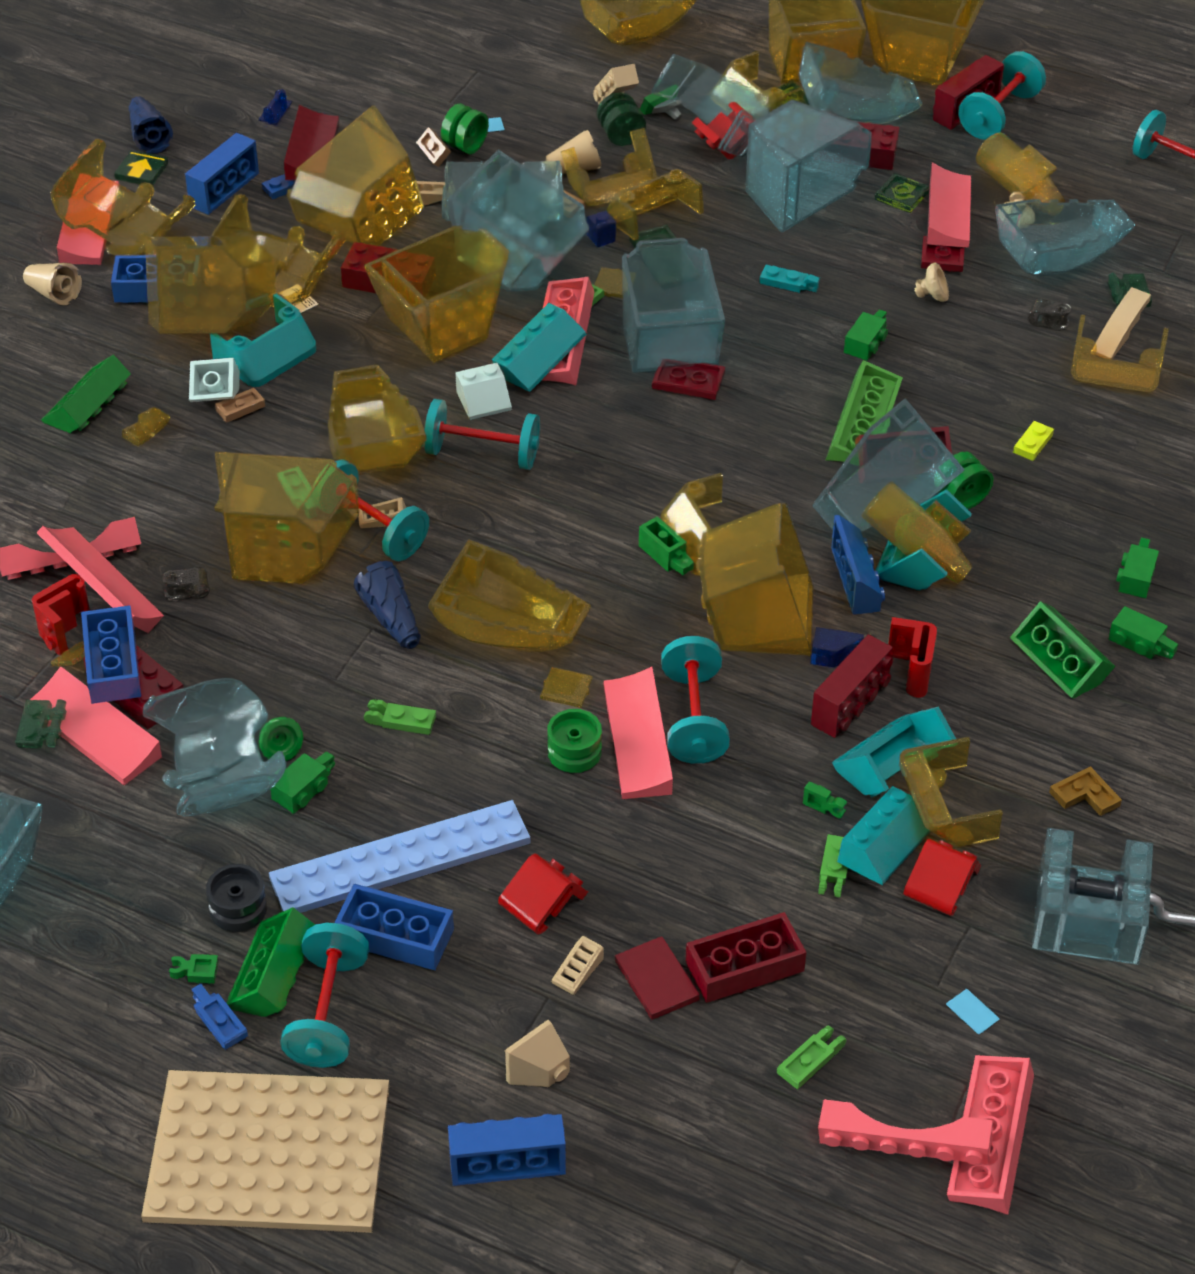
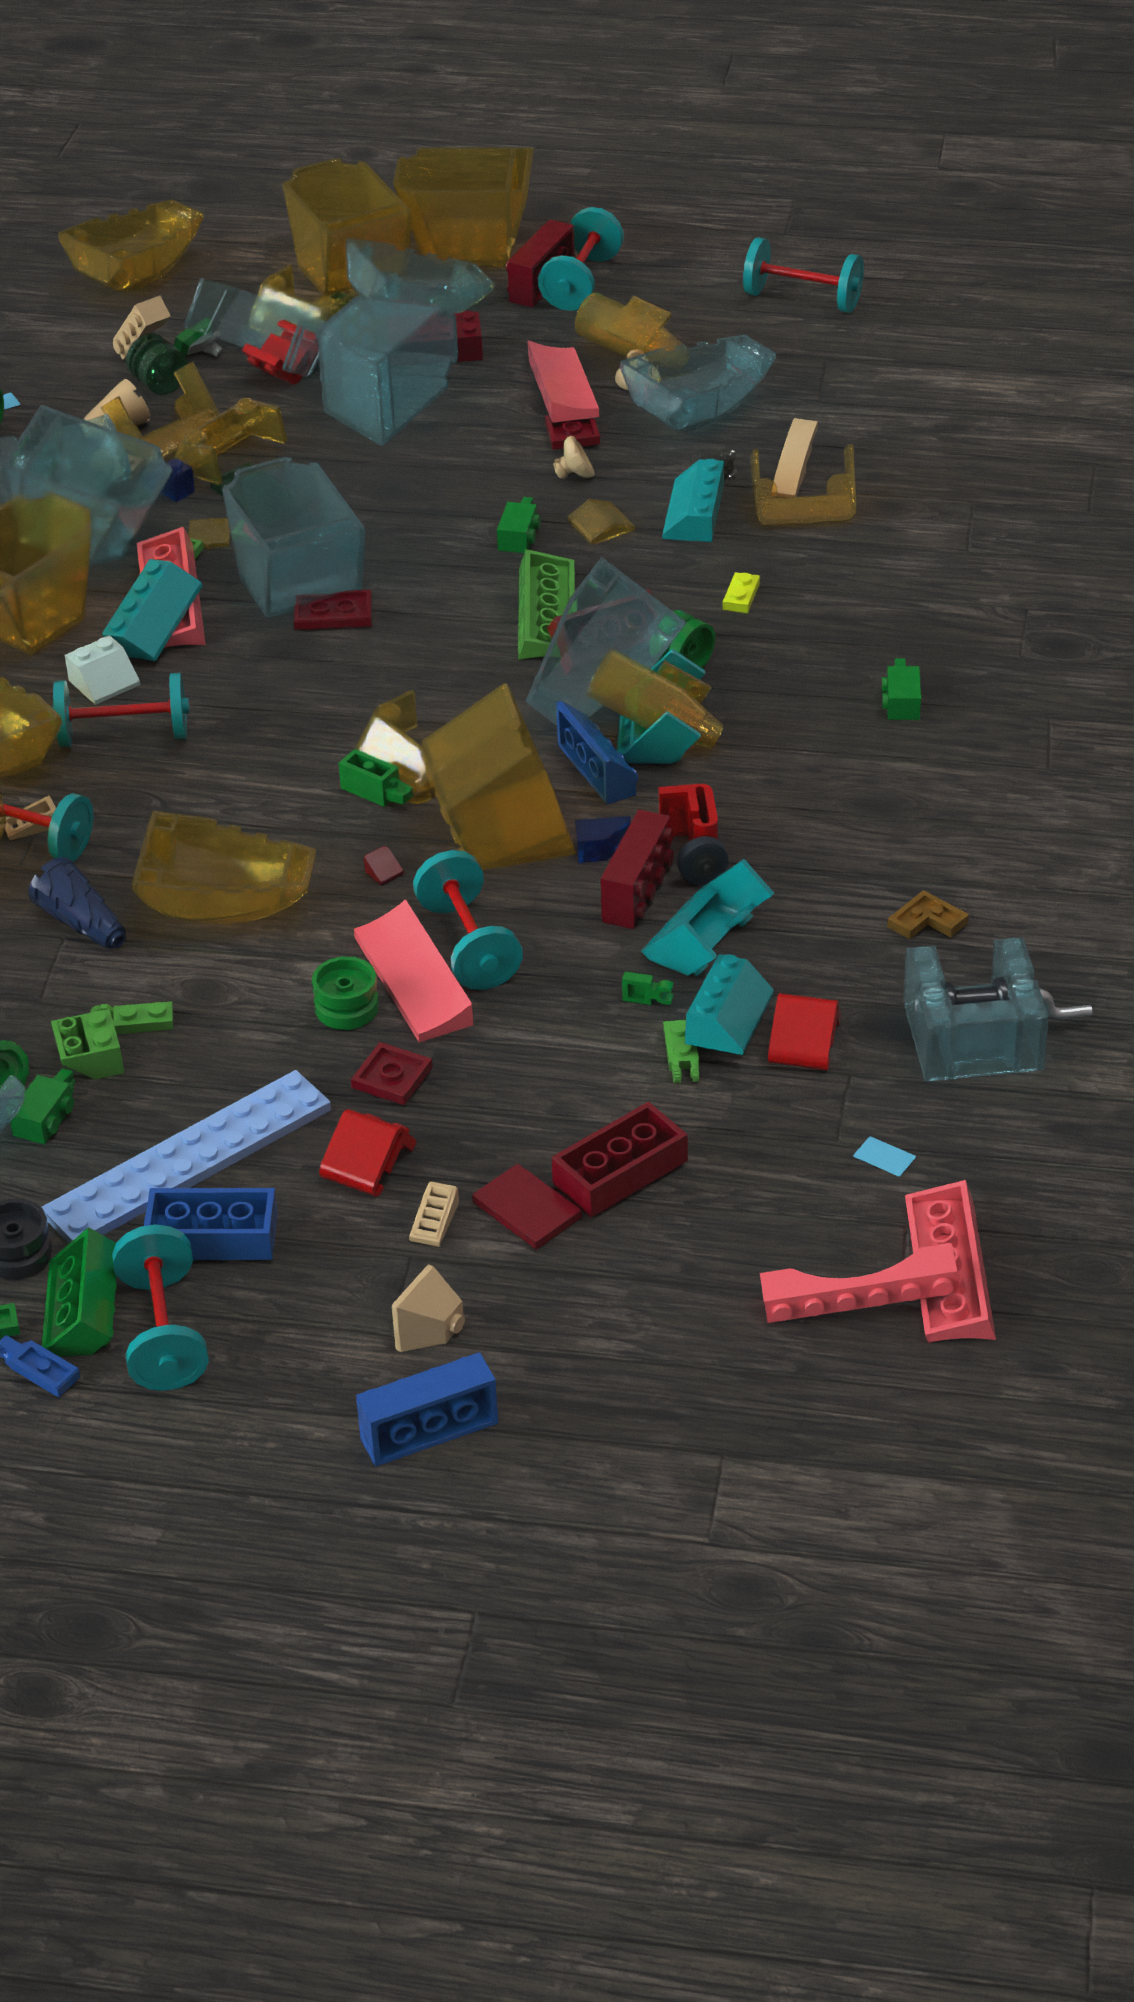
camera: 15 degrees left, 5 degrees down
(267, 1151) = (148, 1485): tan plate -> none
(355, 734) = (89, 1044): none -> bright green slope
(566, 687) = (311, 946): clear yellow piece -> none
(588, 824) = (391, 1073): none -> dark red plate
(647, 627) = (382, 865): none -> dark red slope
(788, 279) = (409, 489): teal hinge -> none
(810, 1057) = (727, 1241): bright green hinge -> none
(902, 192) = (503, 379): clear green tile -> none
(911, 691) = (702, 860): none -> black wheel
(925, 774) = (747, 931): clear yellow windscreen -> none
(937, 345) = (599, 521): none -> clear yellow slope
(1023, 346) = (695, 502): none -> teal slope
(1061, 651) = (850, 787): green slope -> none
(1128, 280) = (781, 424): clear green plate -> none
(1141, 634) = (930, 752): green hinge -> none

